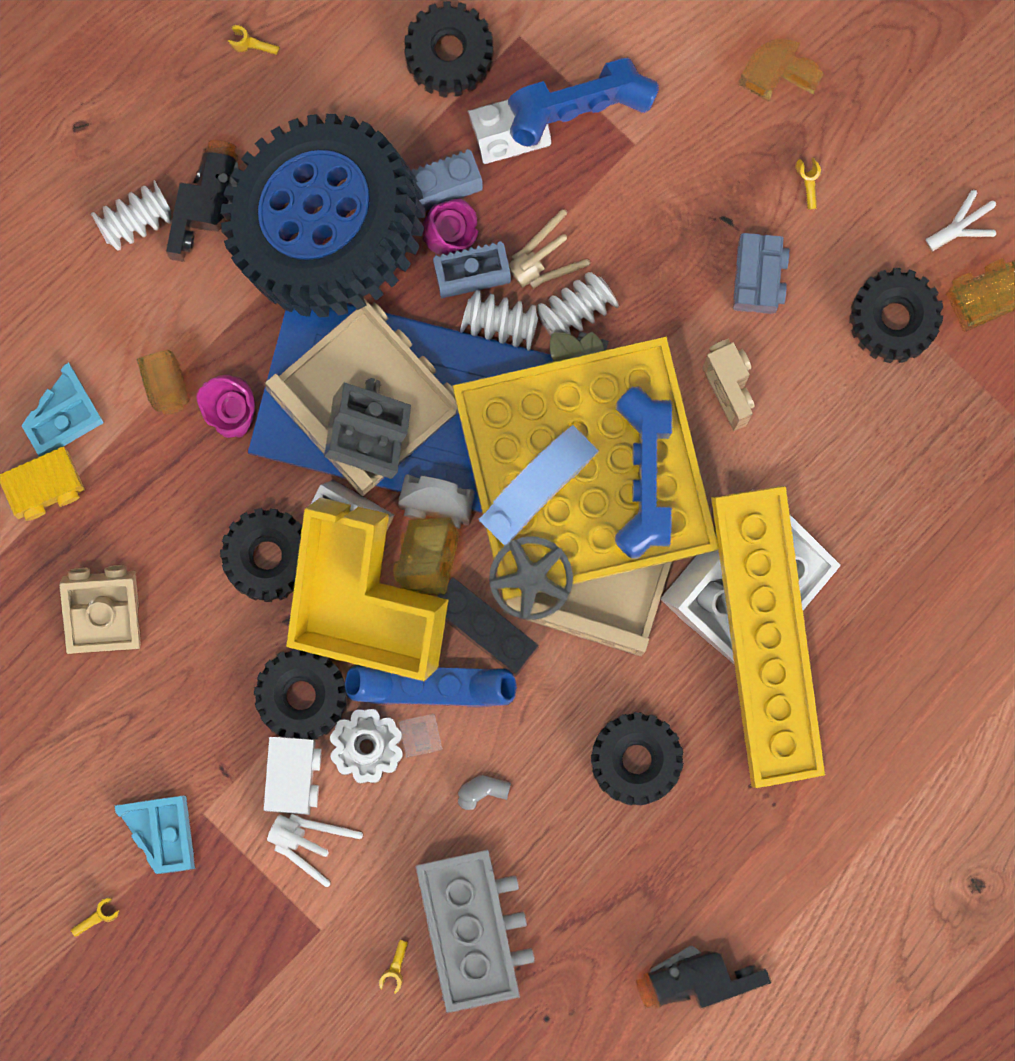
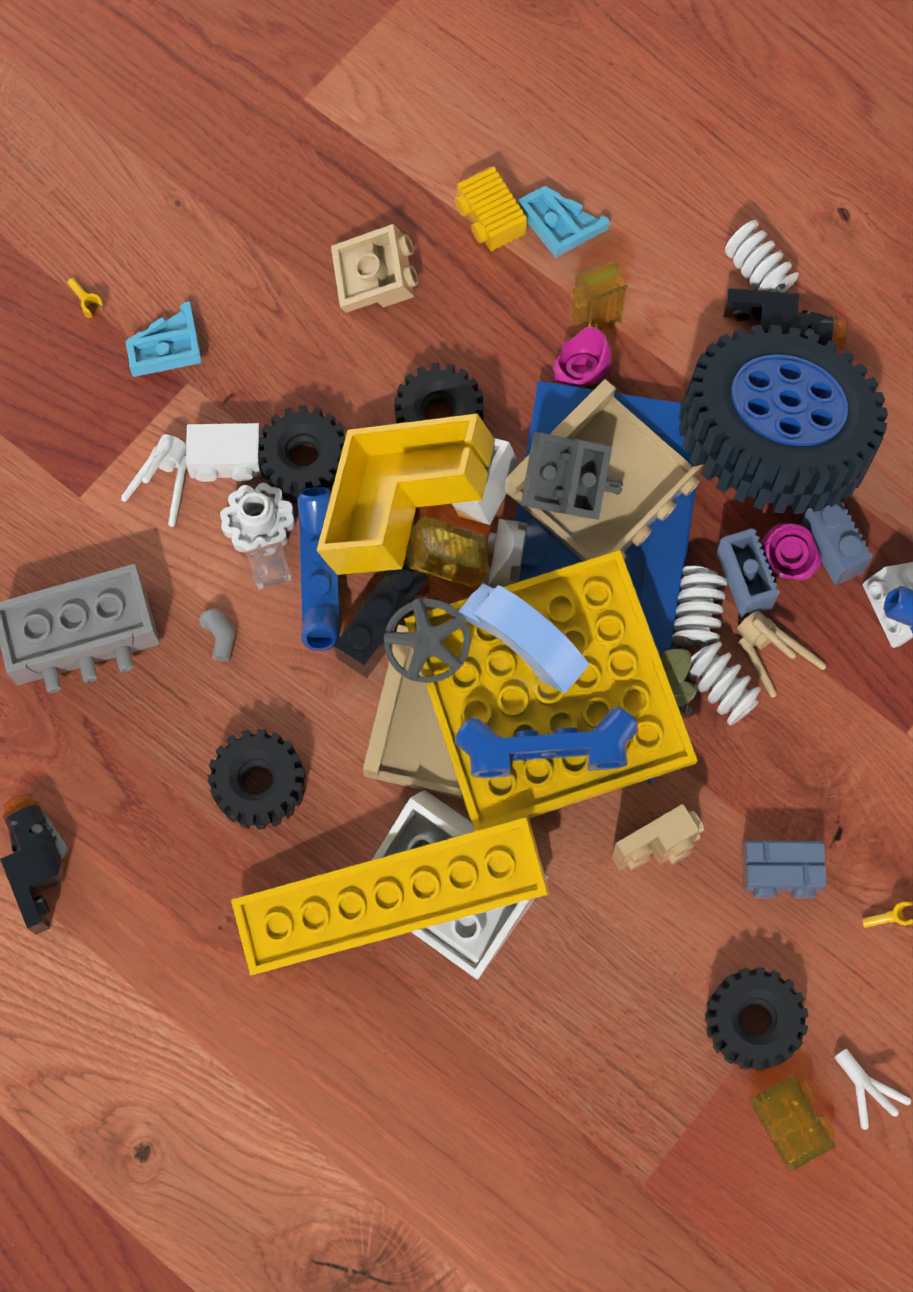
camera: 90 degrees right, 10 degrees down
(395, 966) = (37, 566): yellow hand -> none

